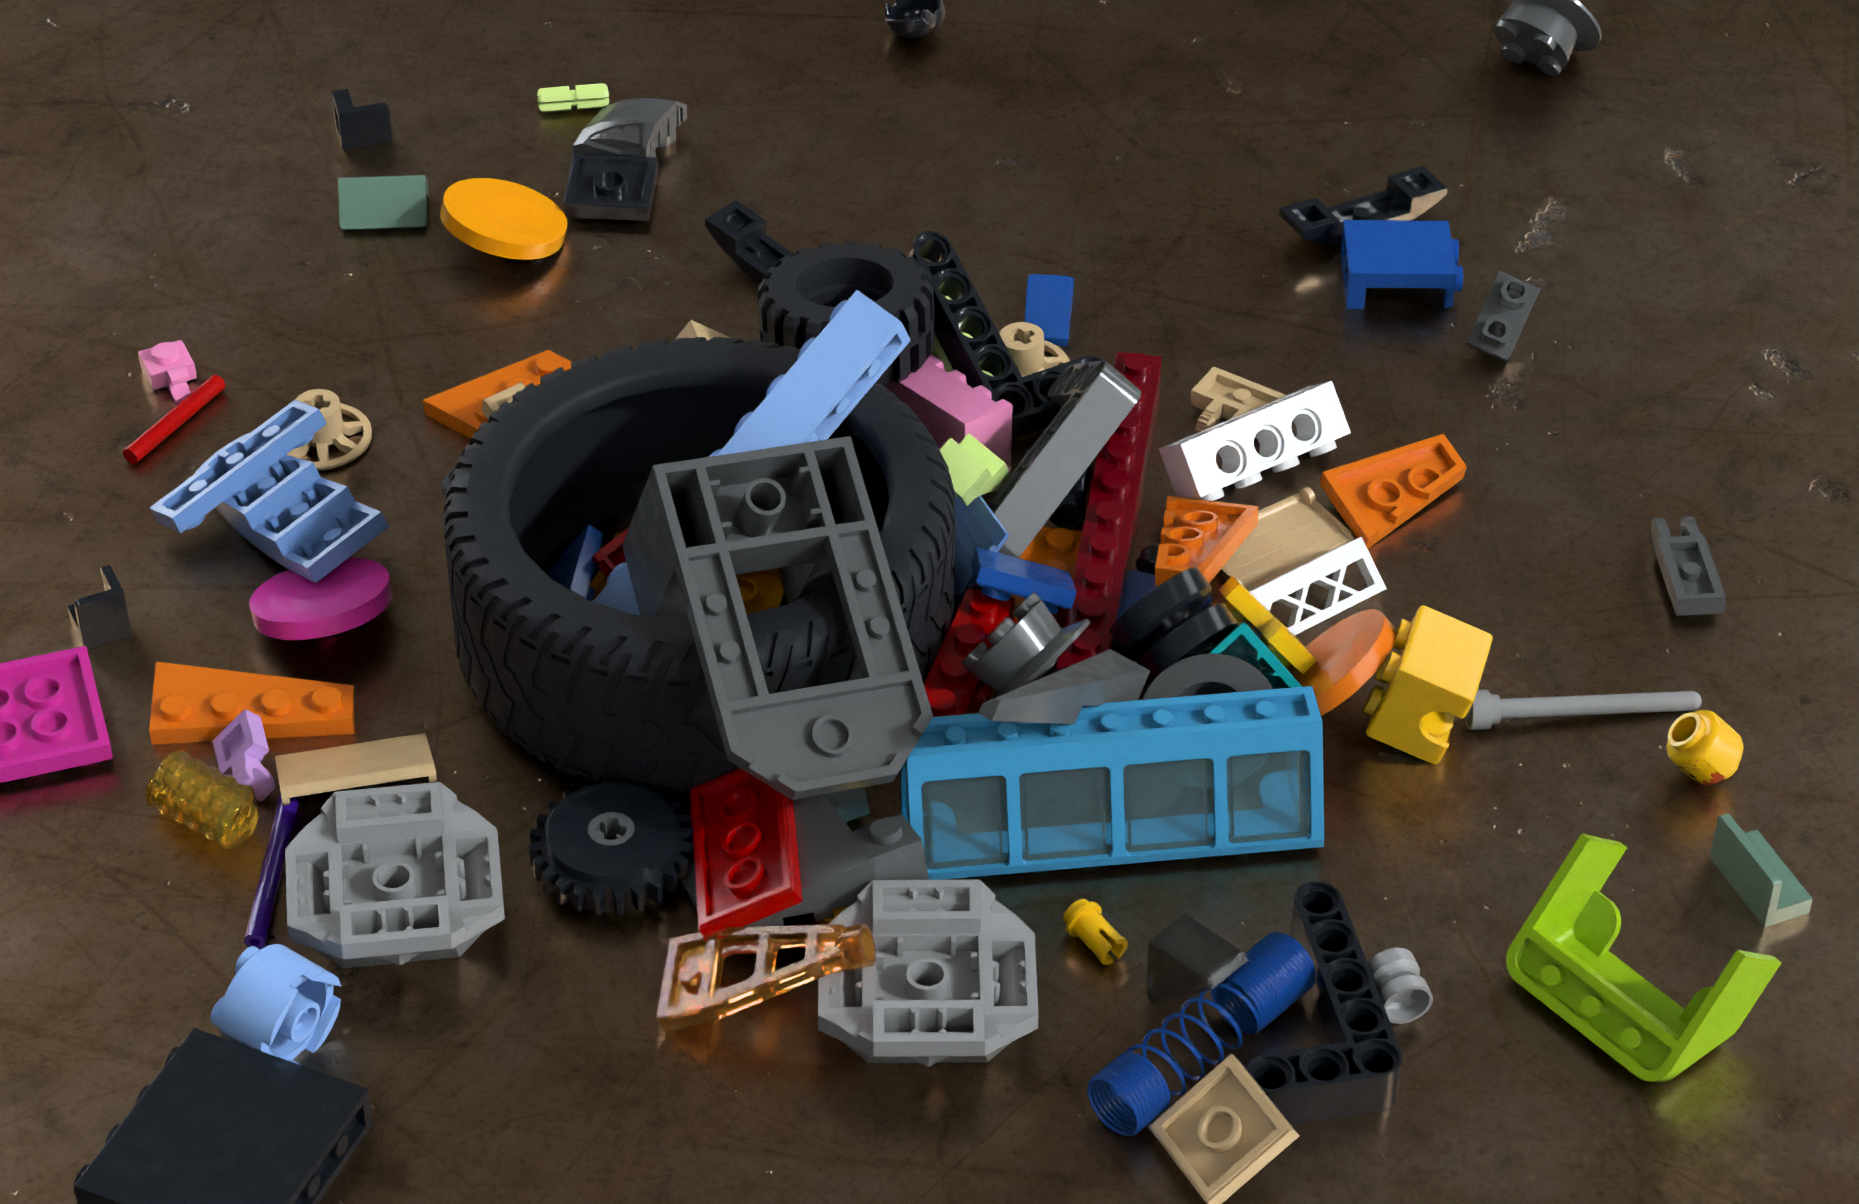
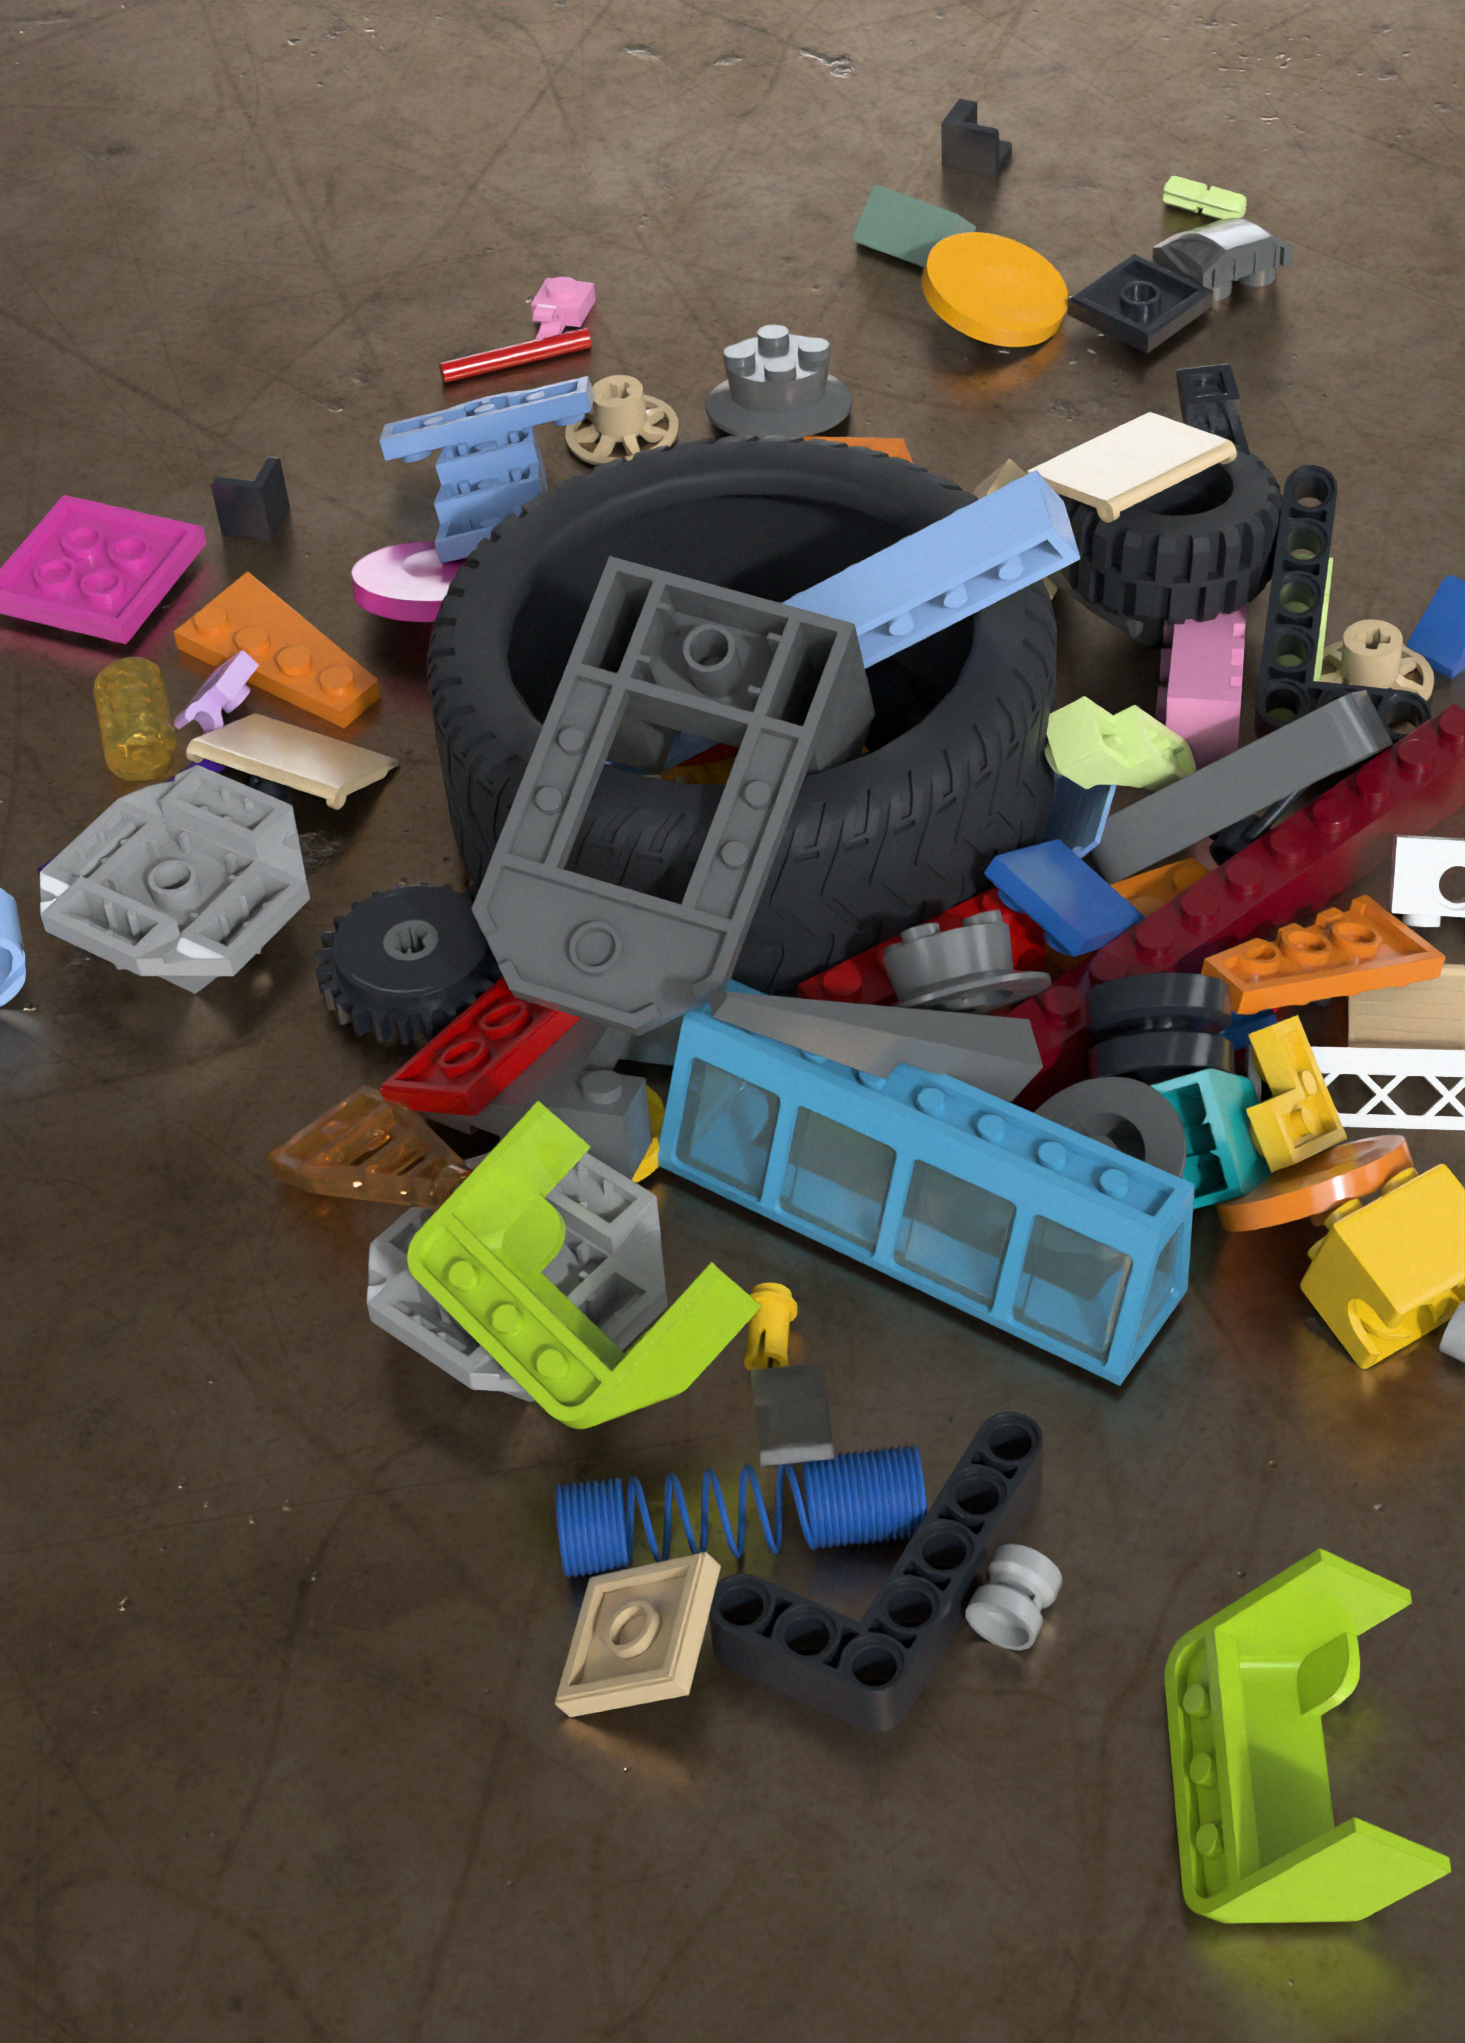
camera: 45 degrees right, 5 degrees up
(422, 353) = (778, 387): none -> dark grey piece
(809, 278) = (1133, 463): none -> piece
(935, 975) = (486, 1266): none -> lime windscreen

